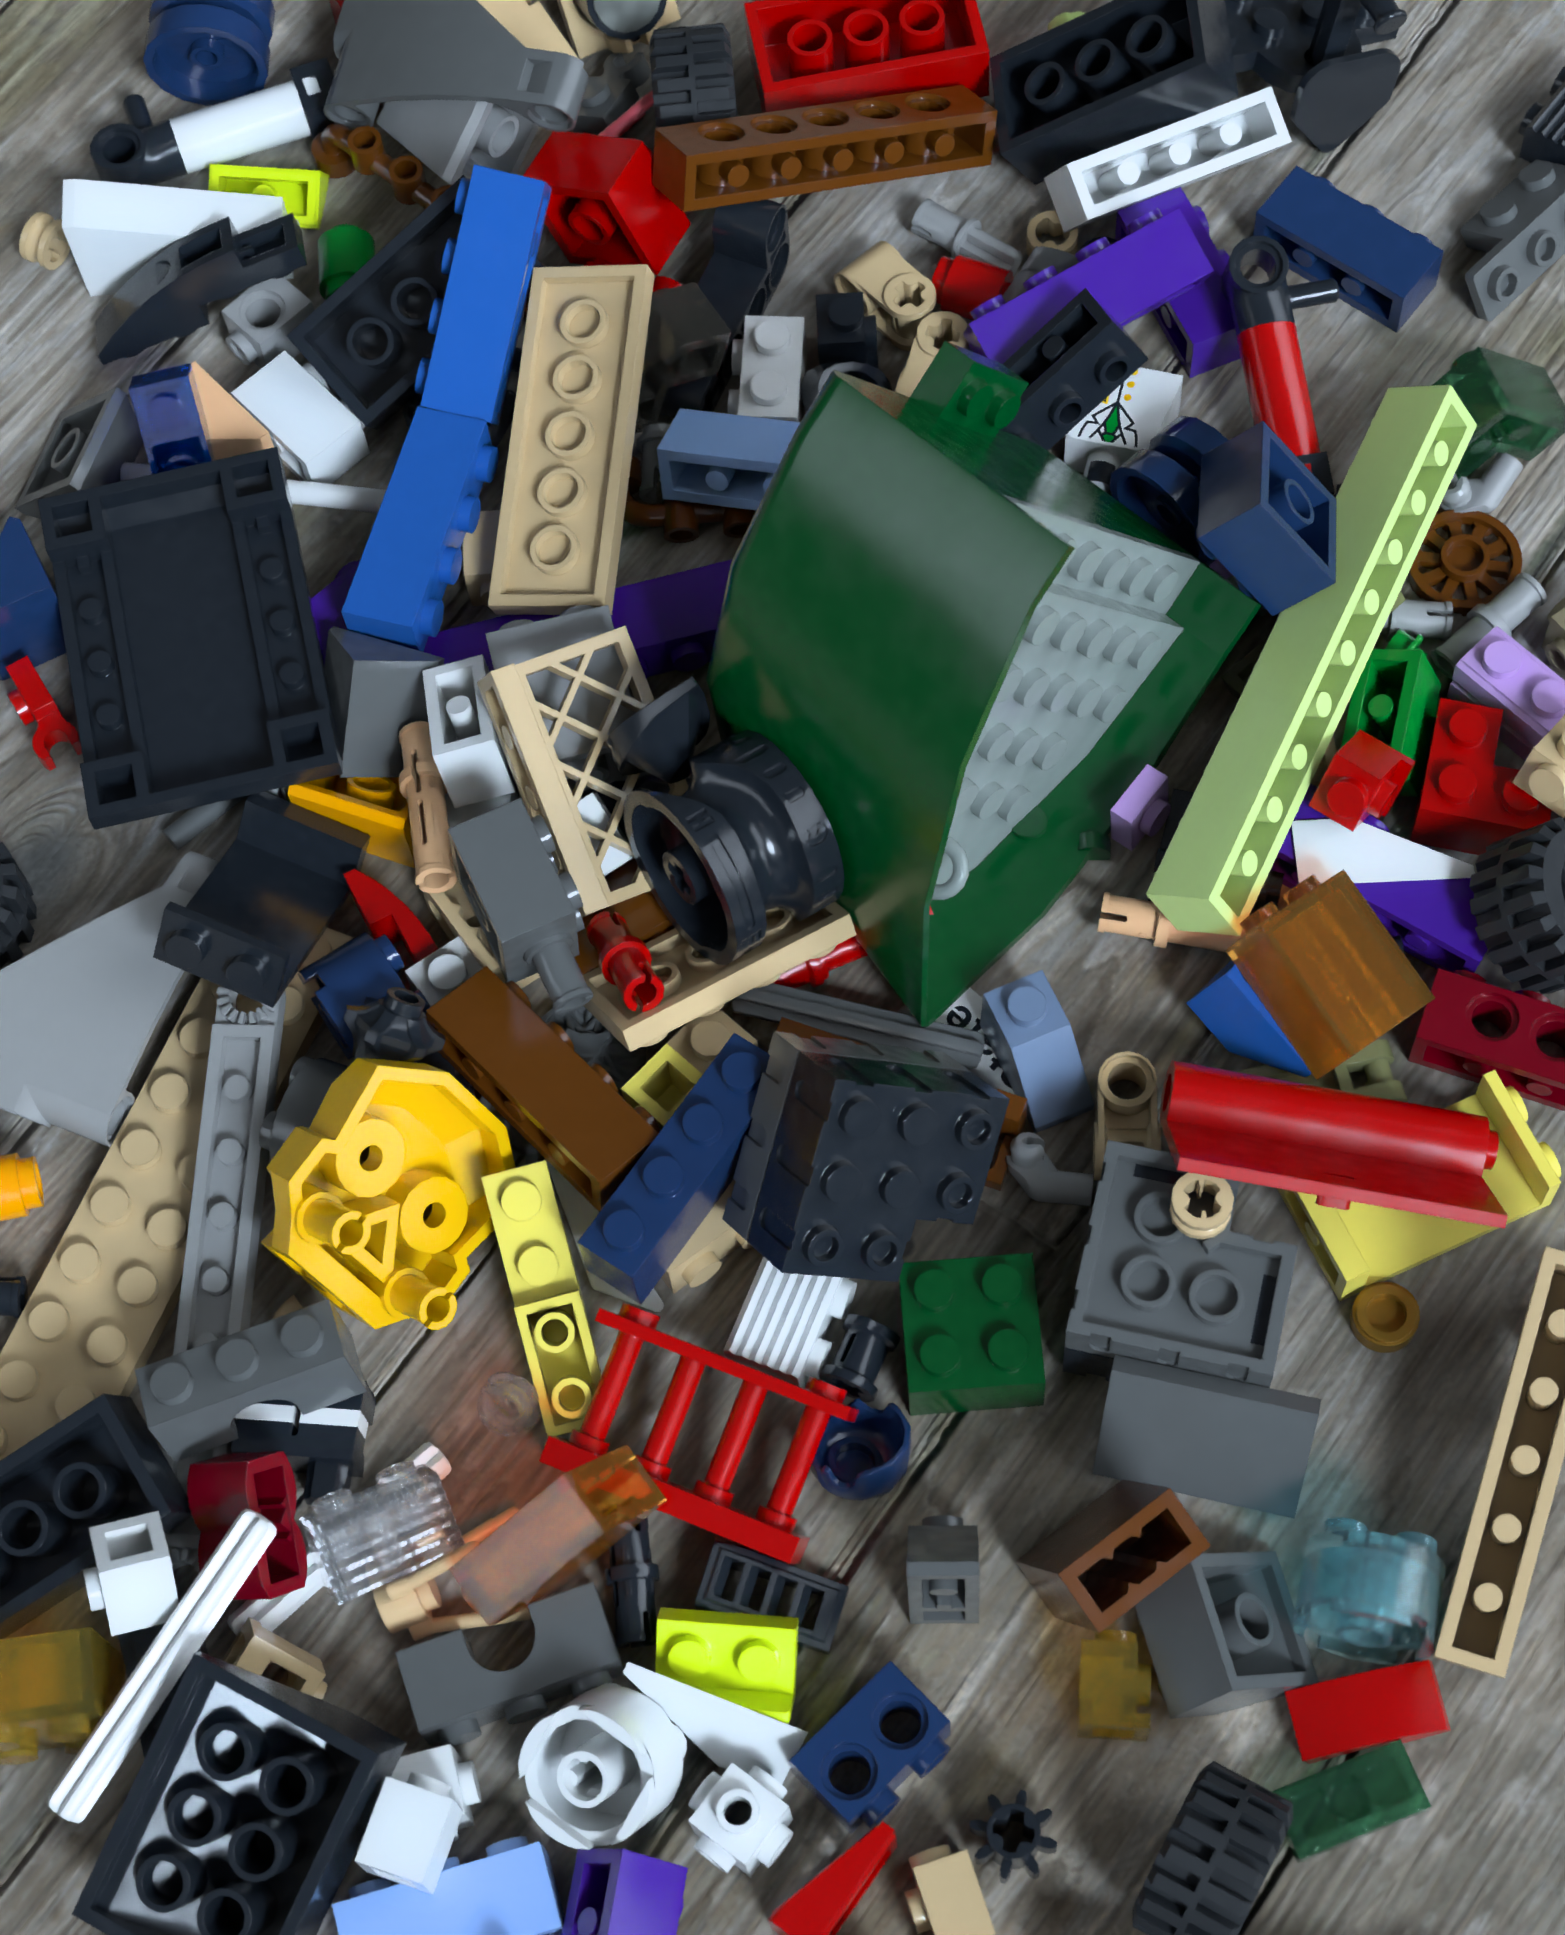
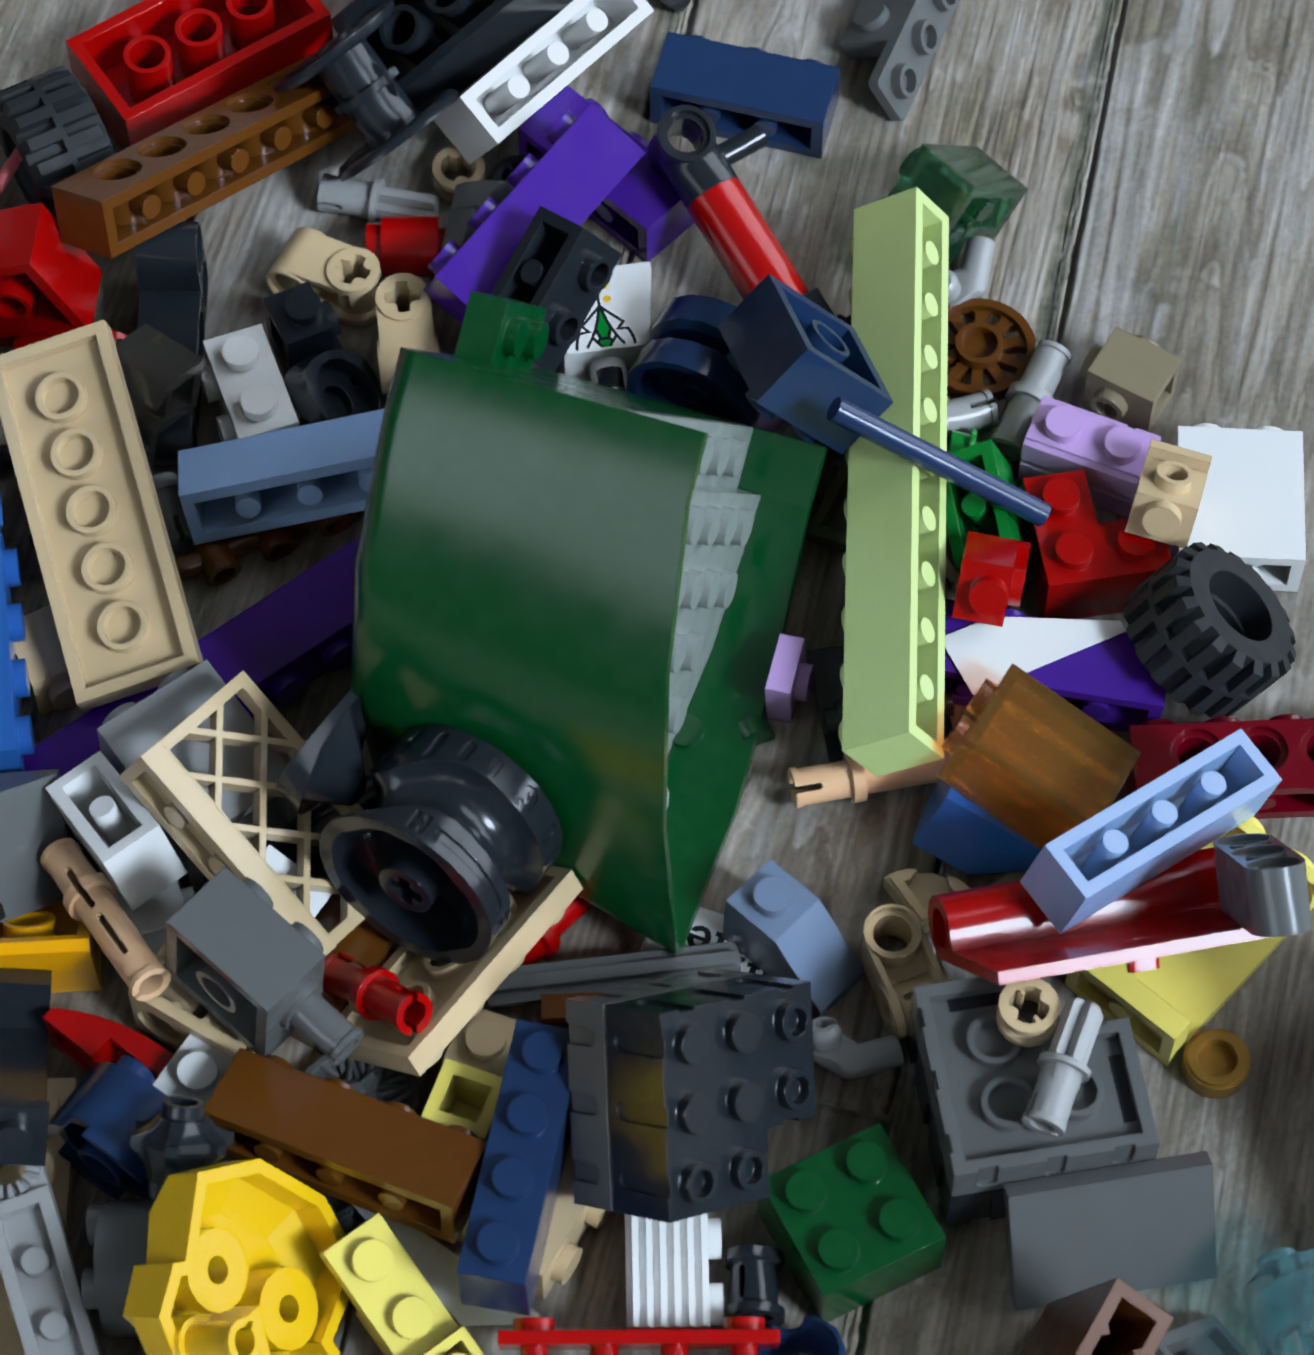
camera: 30 degrees left, 5 degrees down
(985, 130) = (367, 91): none -> black piece
(1172, 1043) = (915, 889): none -> tan tile
(1209, 1269) = (1063, 1068): none -> light grey axle
(1353, 653) = (938, 461): none -> dark blue bar
(1400, 1076) = (1149, 830): none -> light blue brick
(1480, 1169) = (1262, 885): none -> dark grey beam

